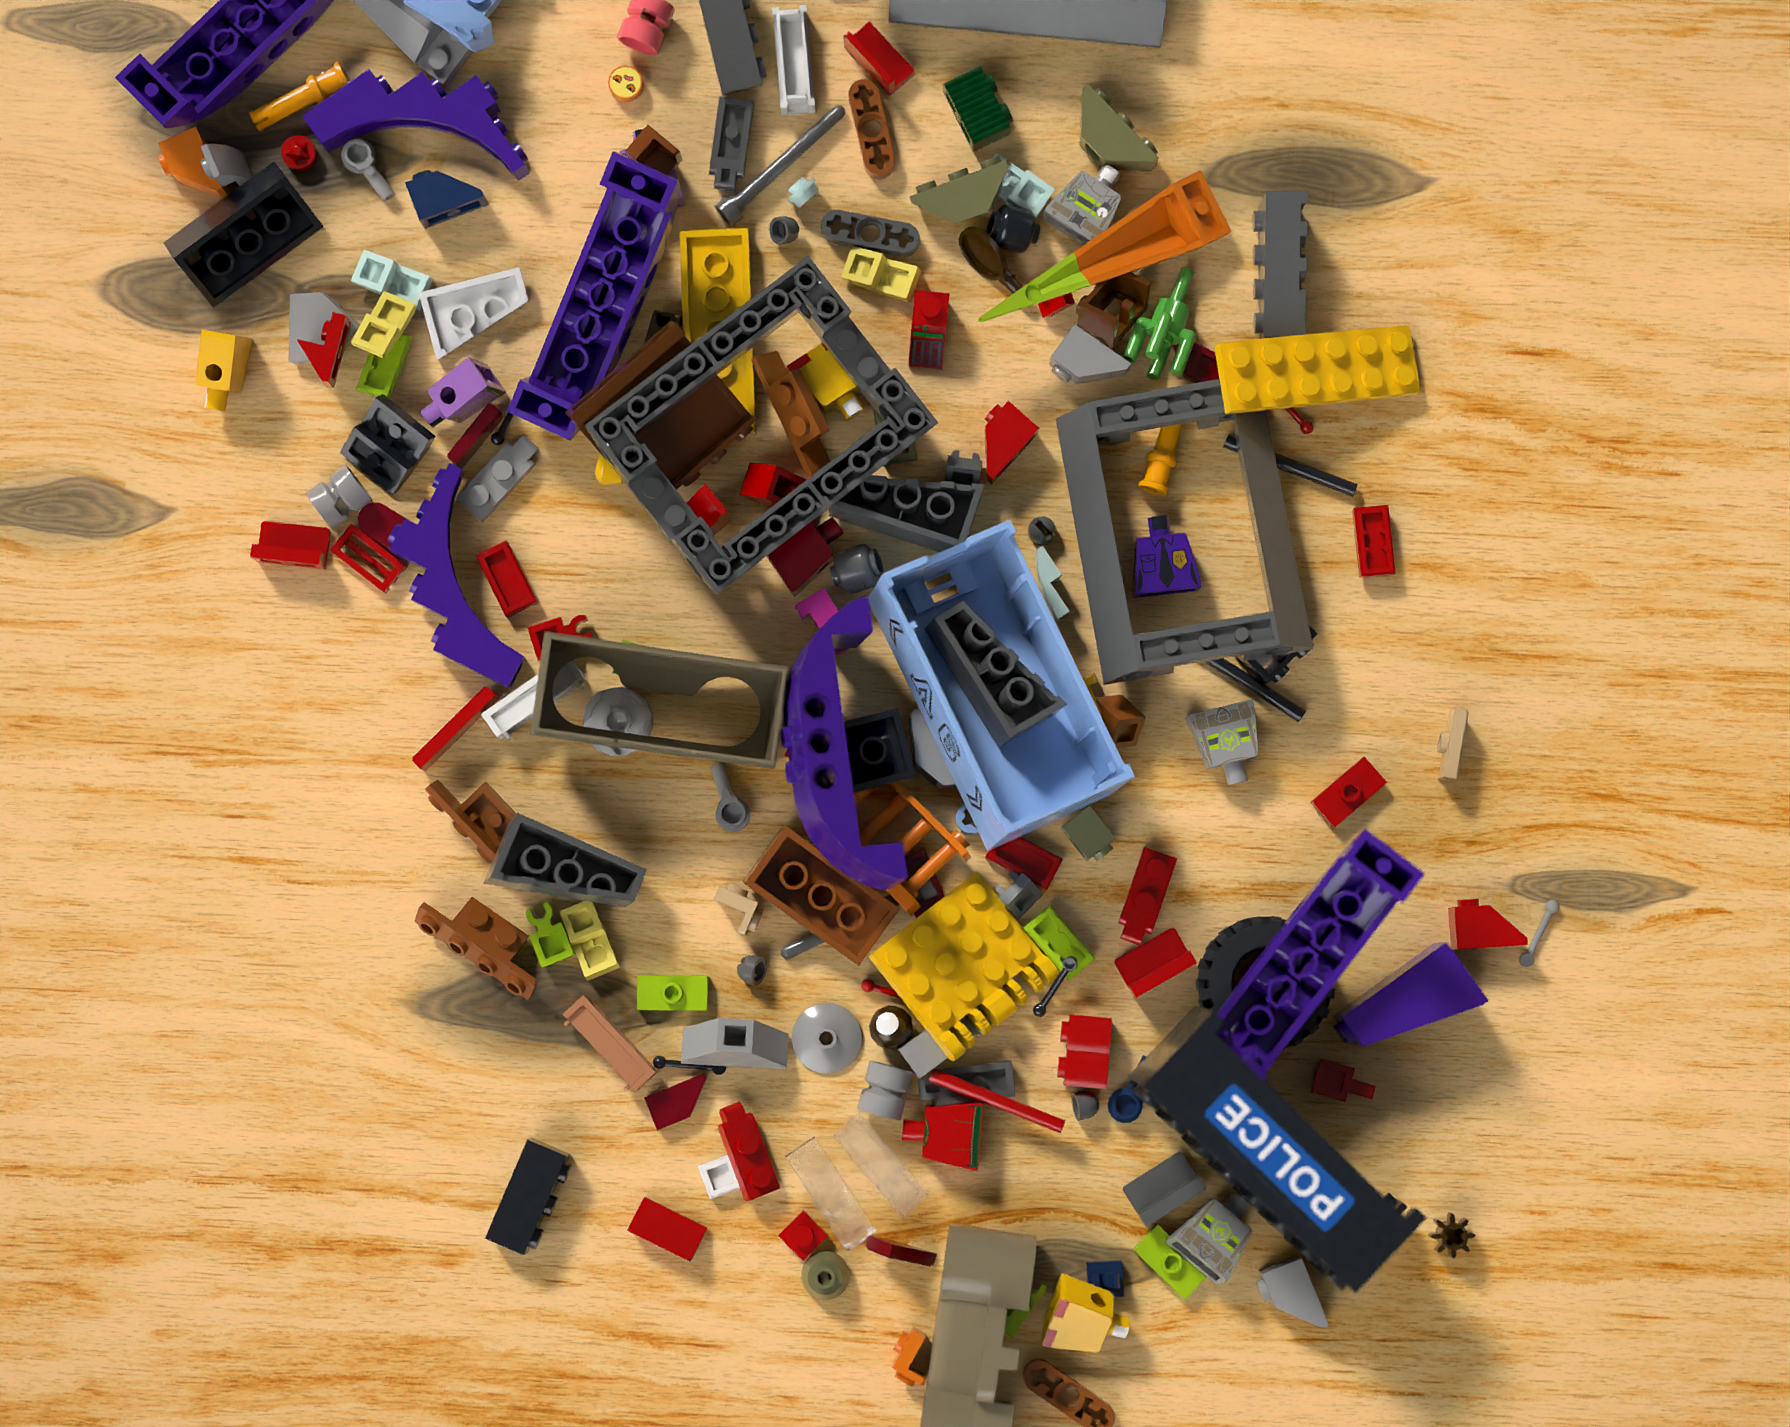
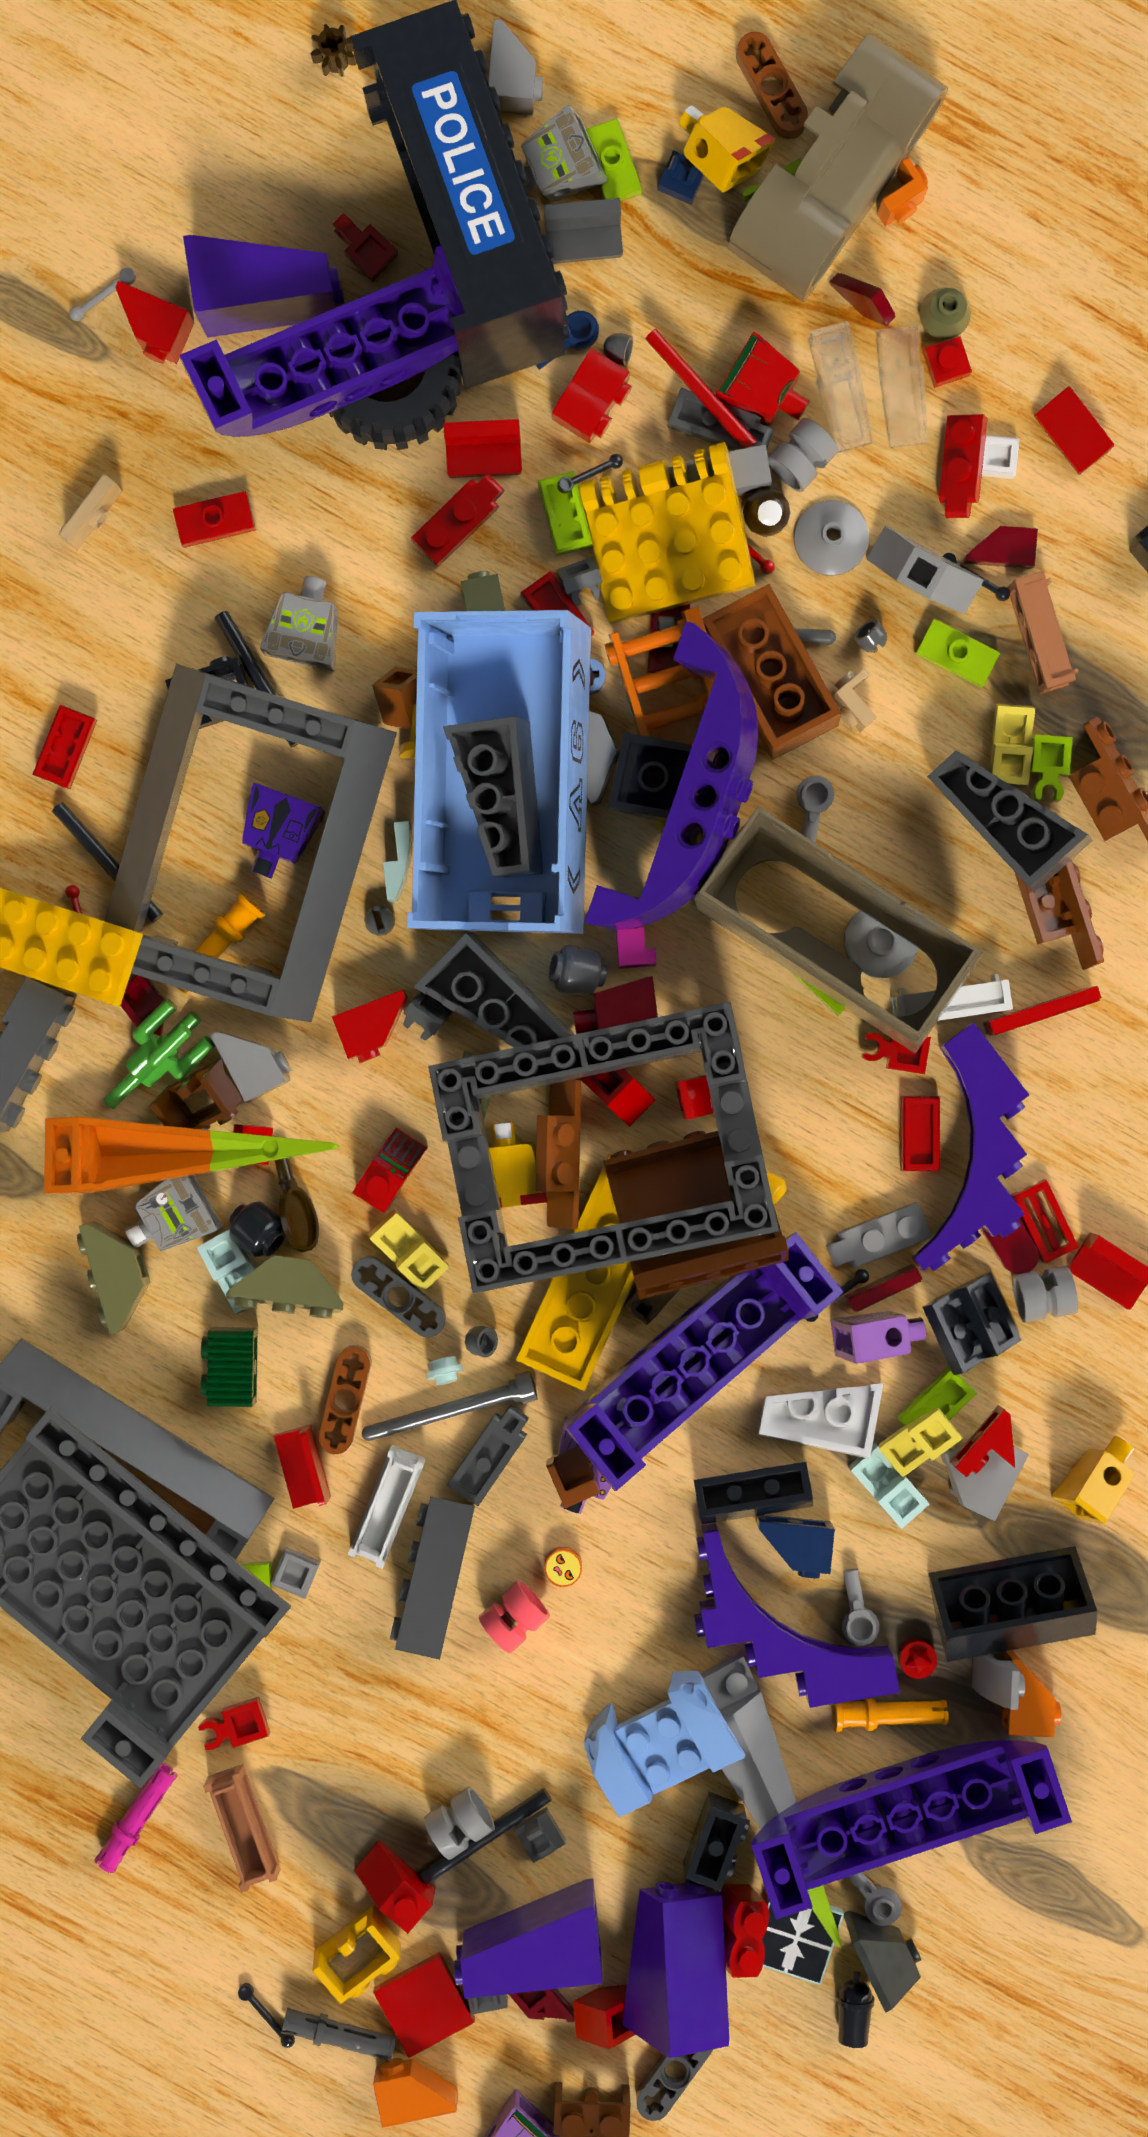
camera: 160 degrees left, 5 degrees up
(500, 217) = (753, 1493): none -> black brick

